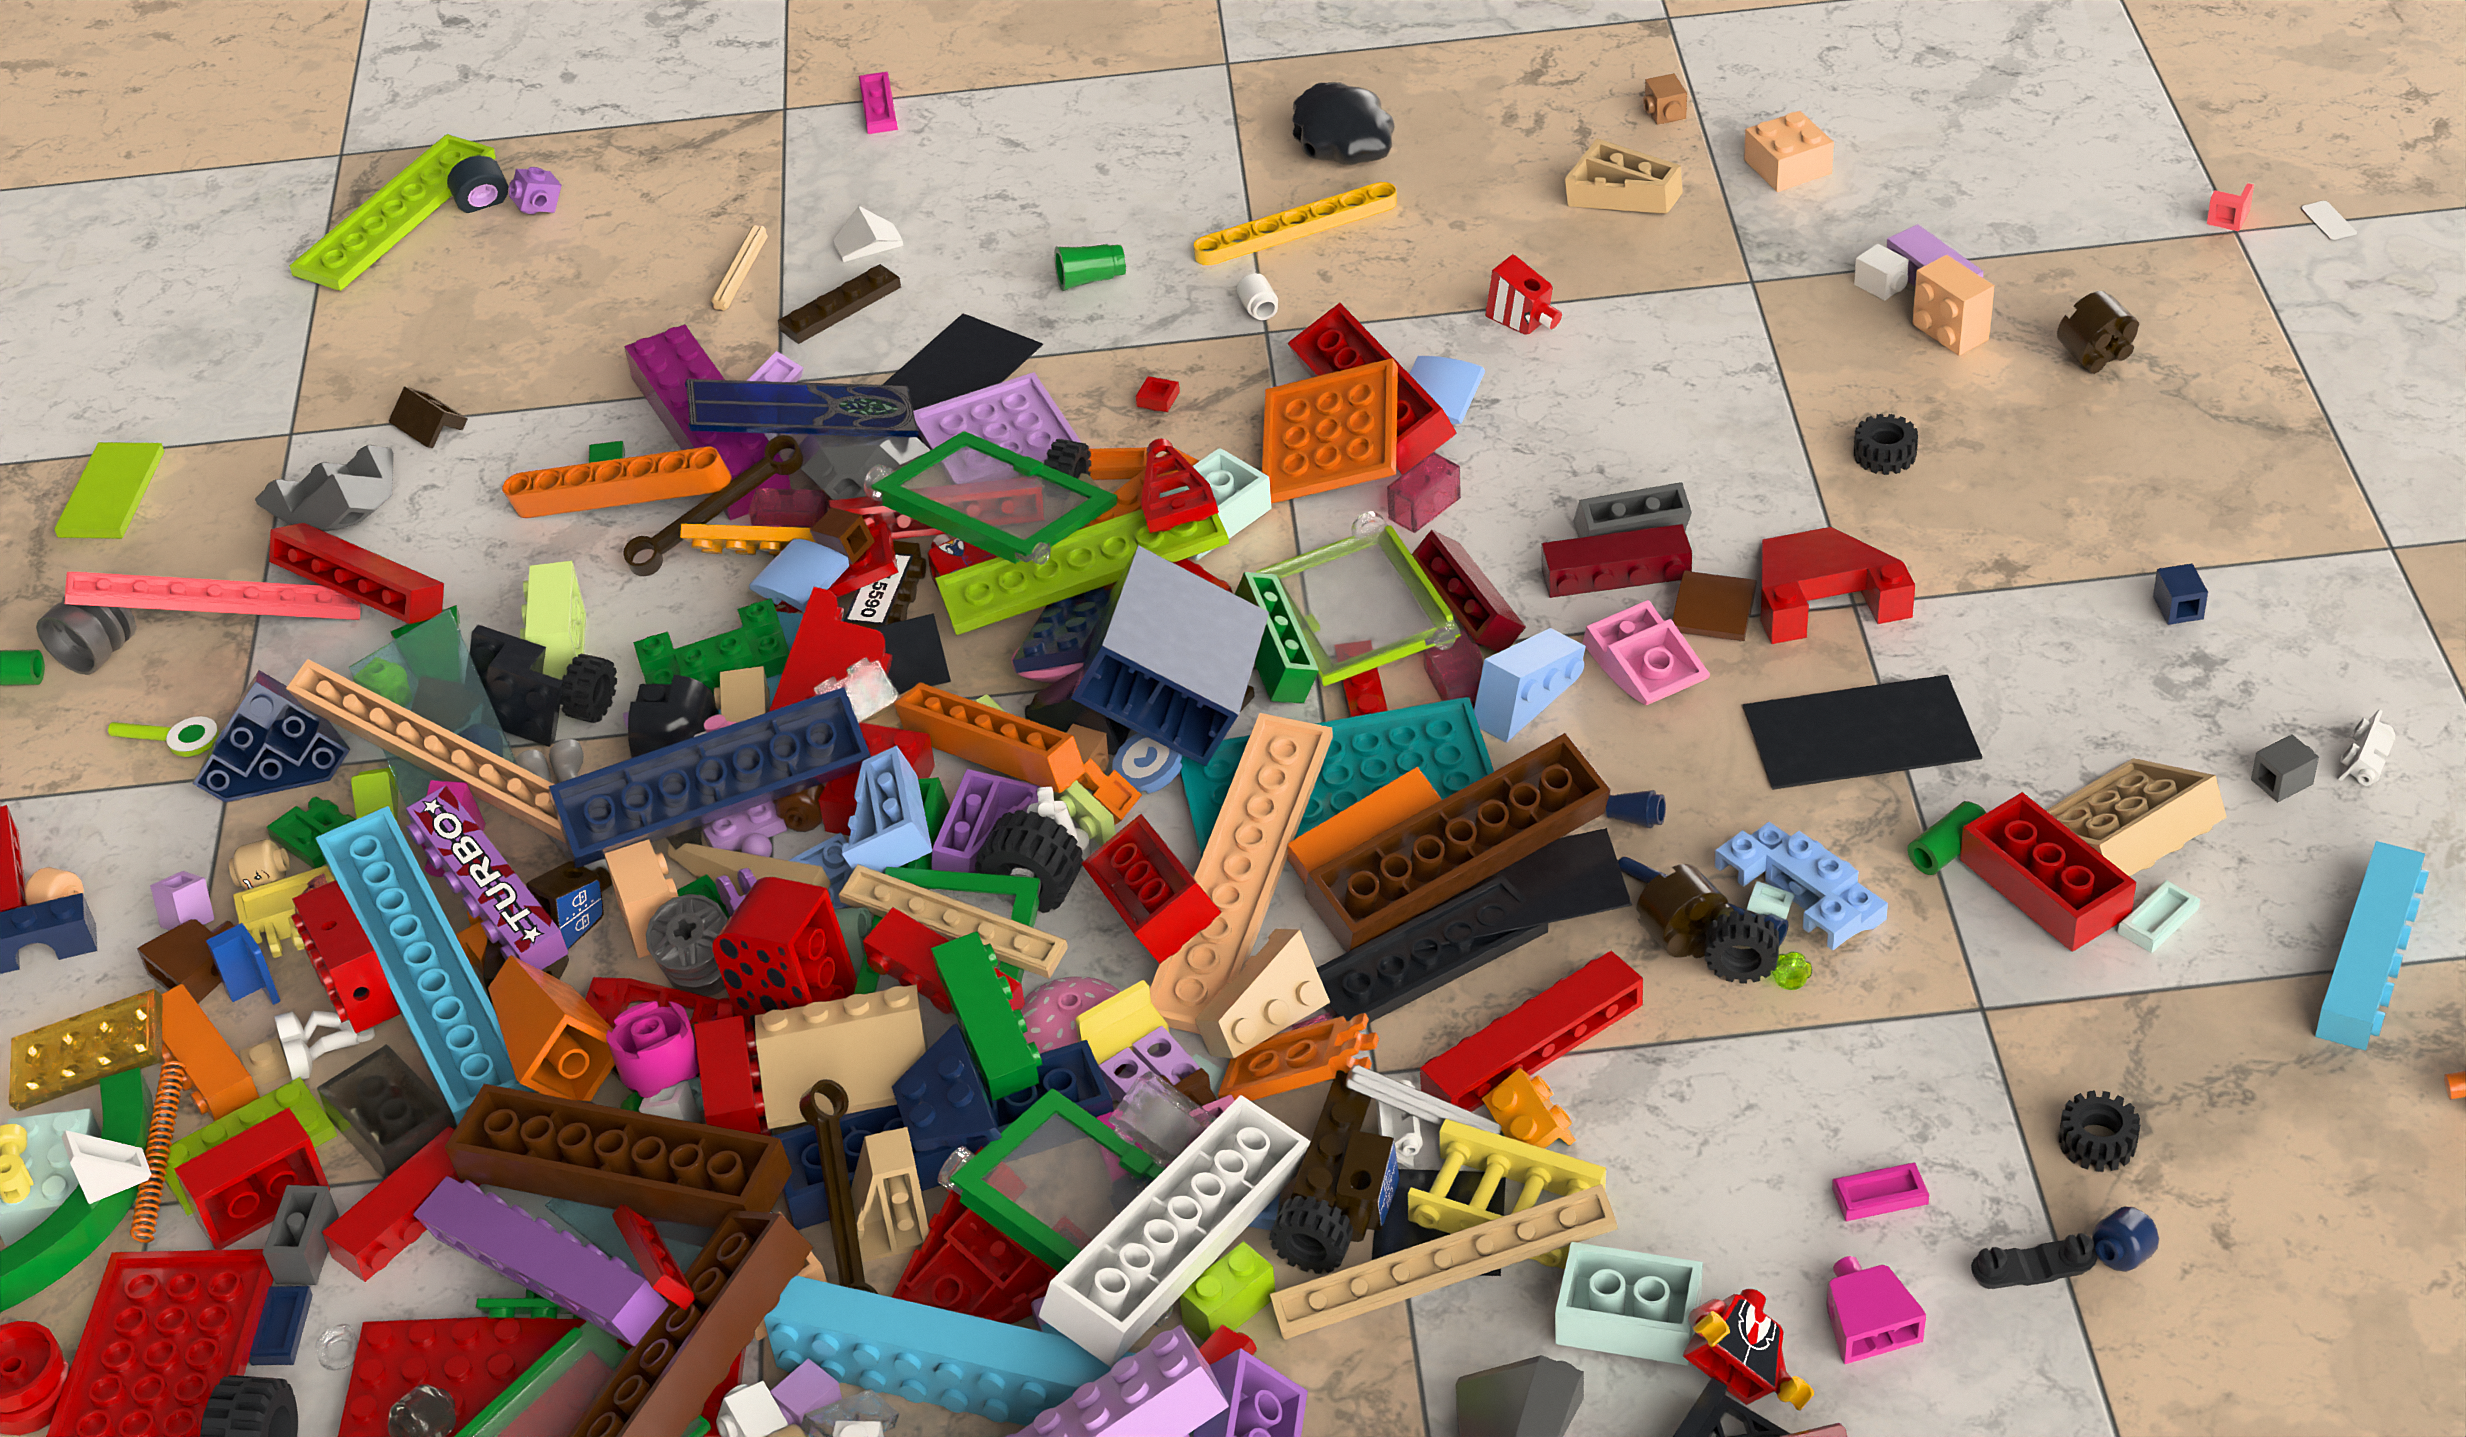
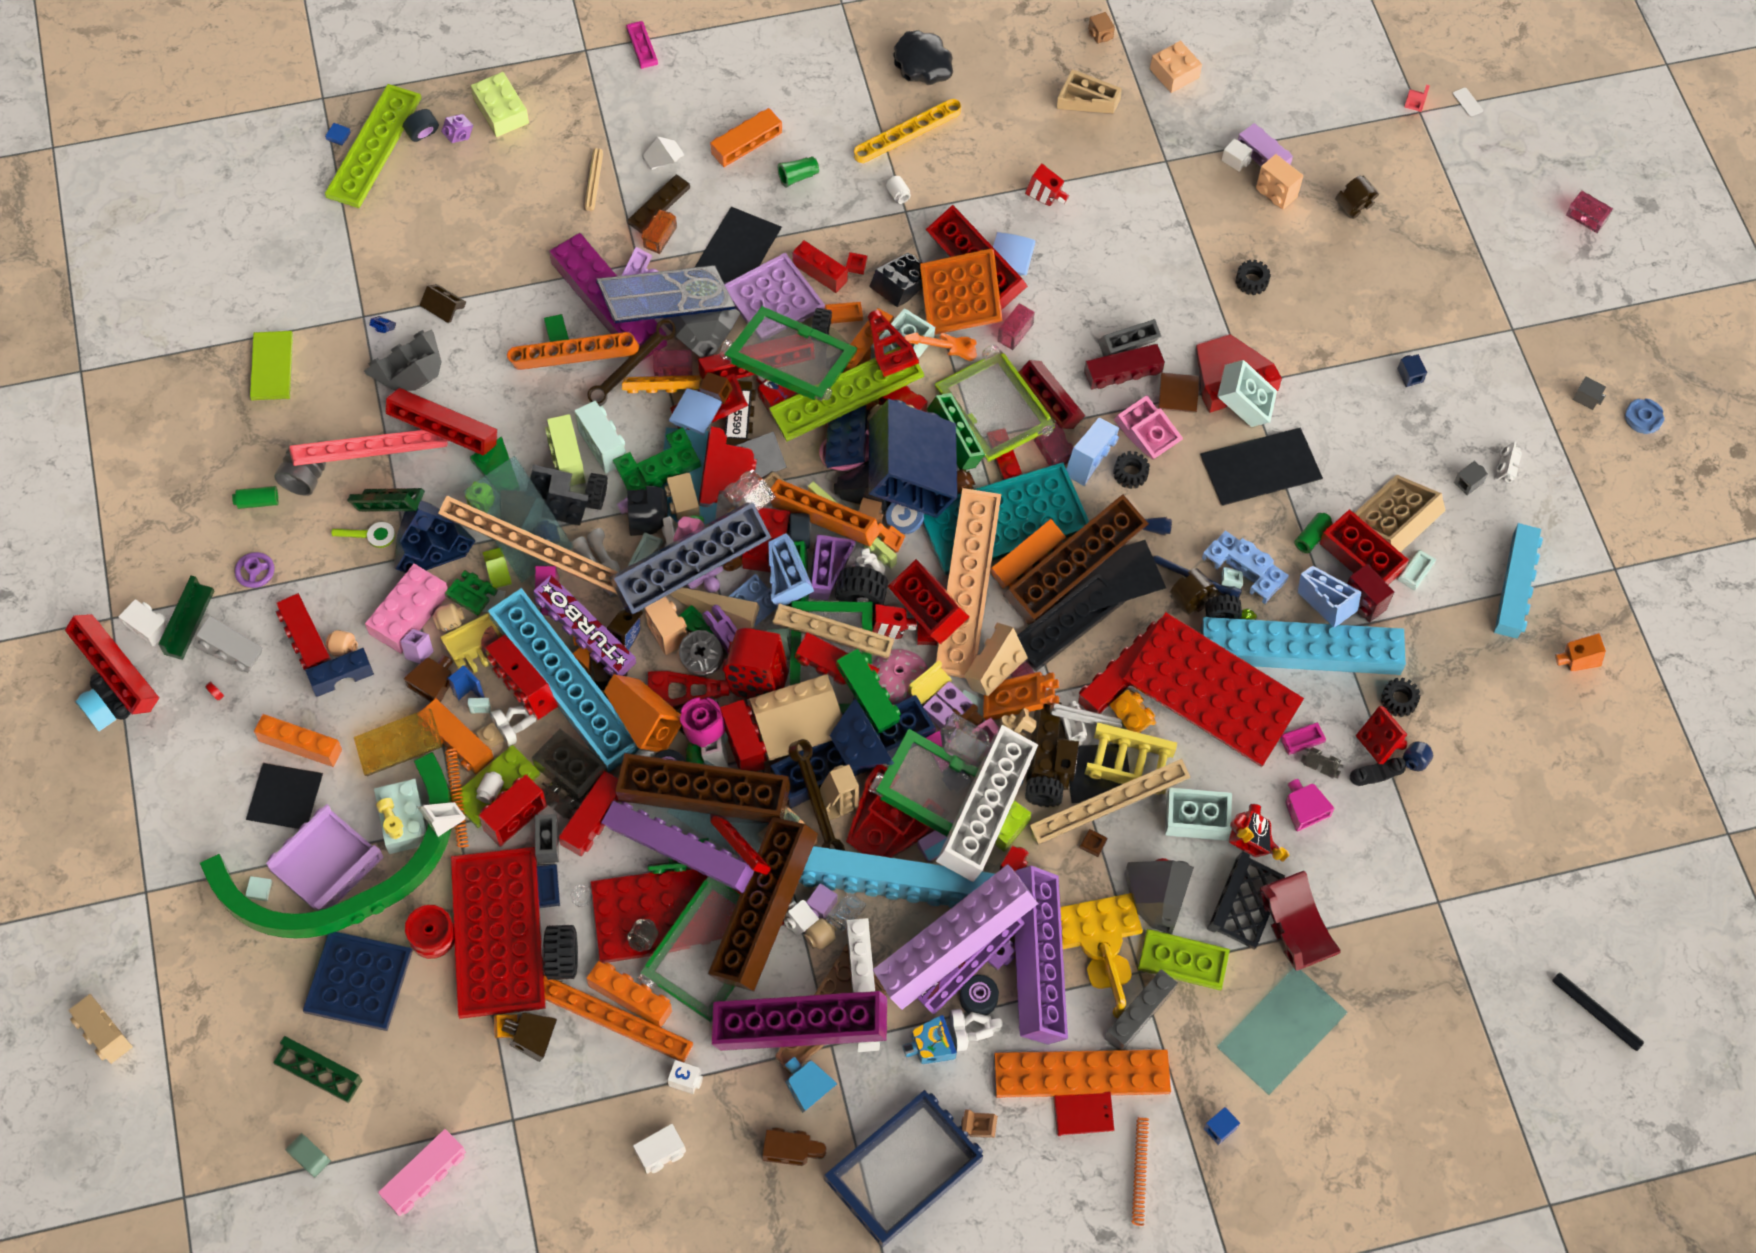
camera: 15 degrees left, 20 degrees up
(190, 837) = (407, 607): none -> bright pink brick
(210, 674) = (387, 499): none -> dark green fence
(221, 1127) = (489, 787): none -> white brick
(260, 1006) = (479, 705): none -> light aqua tile
(313, 441) = (382, 324): none -> clear blue plate
(344, 196) = (338, 134): none -> blue tile
(344, 1164) = (564, 805): none -> clear smoke hinge
(616, 164) = (499, 104): none -> yellowish green brick
(621, 602) = (600, 435): none -> light aqua brick
(826, 337) = (659, 232): none -> clear orange brick
(942, 758) = (800, 528): none -> black wheel
(1013, 220) = (746, 137): none -> orange brick
(1078, 919) = (891, 621): none -> red torso
(1090, 393) = (820, 266): none -> red brick
(1138, 960) = (924, 638): none -> red plate
(1222, 417) = (898, 279): none -> black slope
(1264, 703) = (964, 480): none -> reddish brown head
(1291, 1100) = (1020, 722): none -> tan hips
(1319, 518) = (959, 346): none -> orange piece
(1401, 1345) = (1093, 843): none -> reddish brown tile
(1600, 732) = (1133, 460): none -> black tyre
(1699, 1080) = (1213, 689): none -> red plate
(1841, 600) = (1247, 393): none -> light aqua brick
(1901, 1024) = (1310, 645): none -> medium azure brick
(1931, 1240) = (1329, 764): none -> clear smoke hinge
(1963, 934) = (1328, 595): none -> light blue wedge
(2047, 938) = (1374, 592): none -> dark red brick
(2048, 1189) = (1382, 735): none -> red plate

